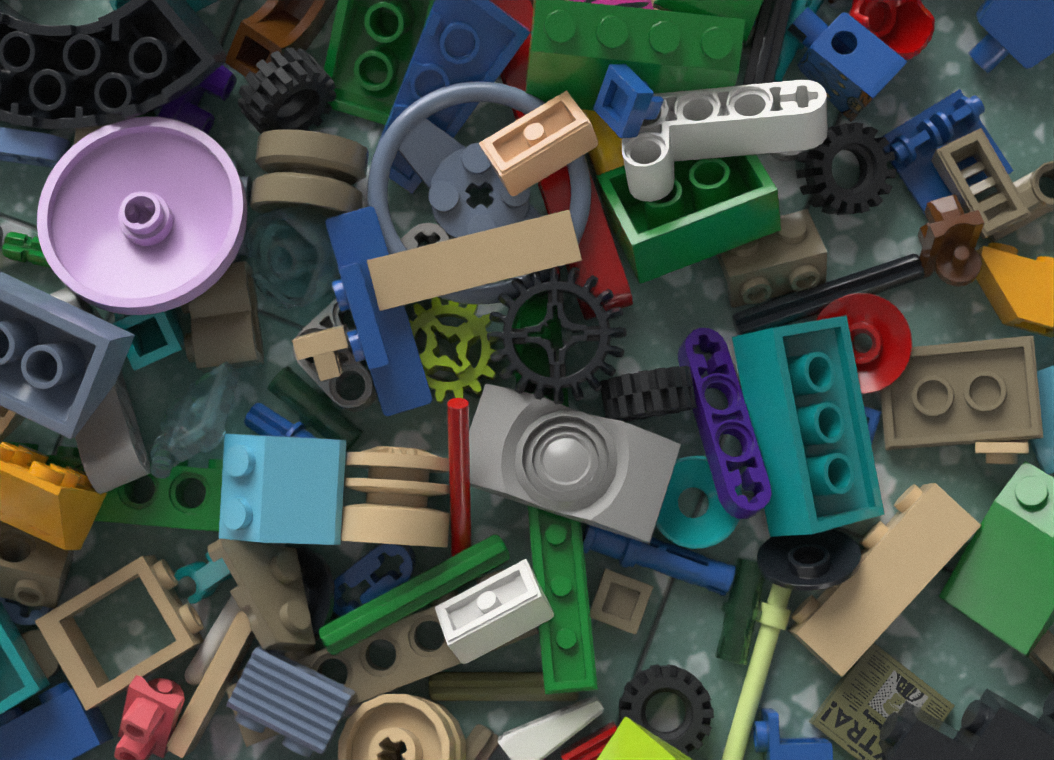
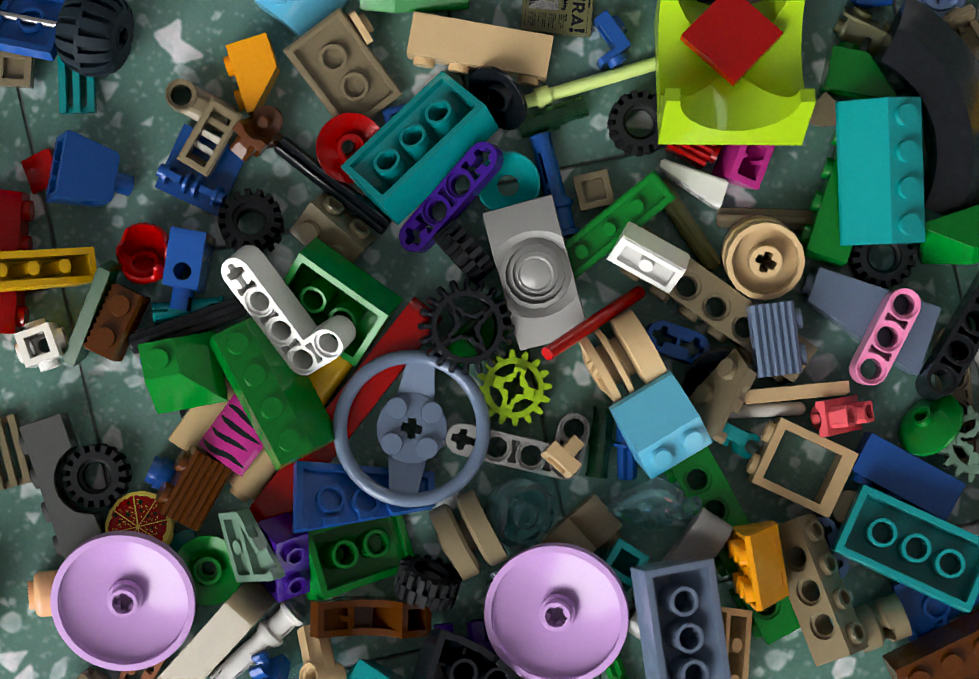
camera: 125 degrees left, 5 degrees up
(380, 336) = (522, 437): blue bracket -> none
(414, 594) = (669, 310): green axle -> none
(474, 260) = (455, 402): tan tile -> none
(539, 143) = (361, 410): light nougat slope -> none
(626, 101) = (305, 374): blue tile -> none

